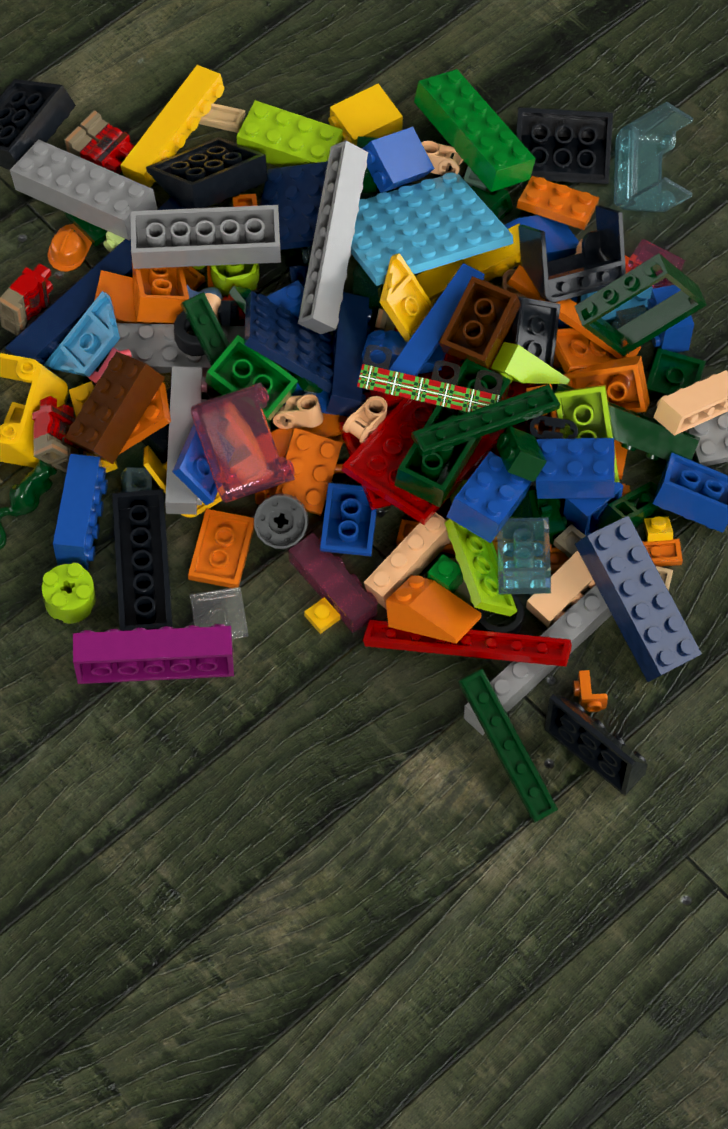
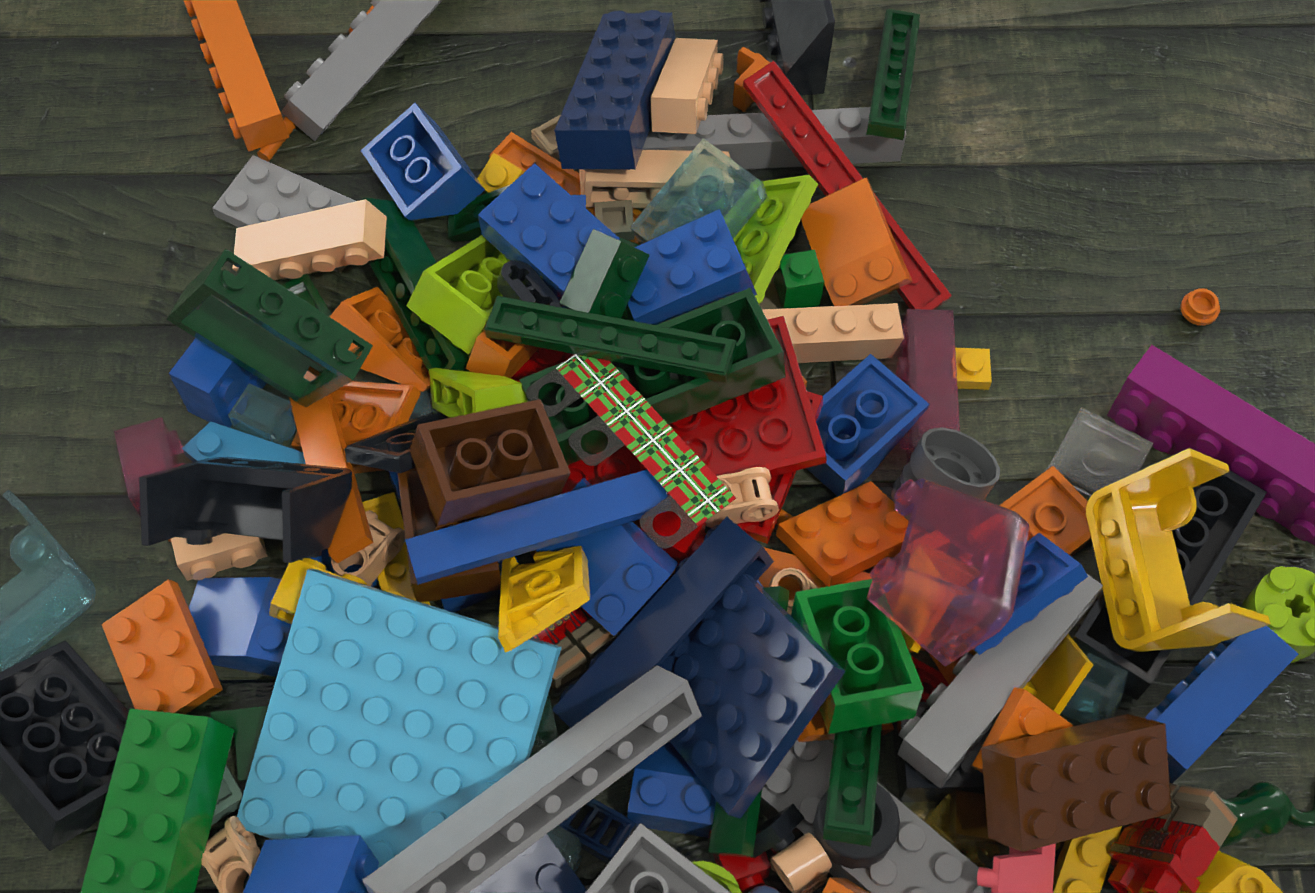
camera: 140 degrees left, 0 degrees up
(144, 532) = (1140, 561): none -> yellow windscreen
(227, 744) = (1200, 307): none -> orange plate
(608, 637) = (686, 86): none -> light nougat brick

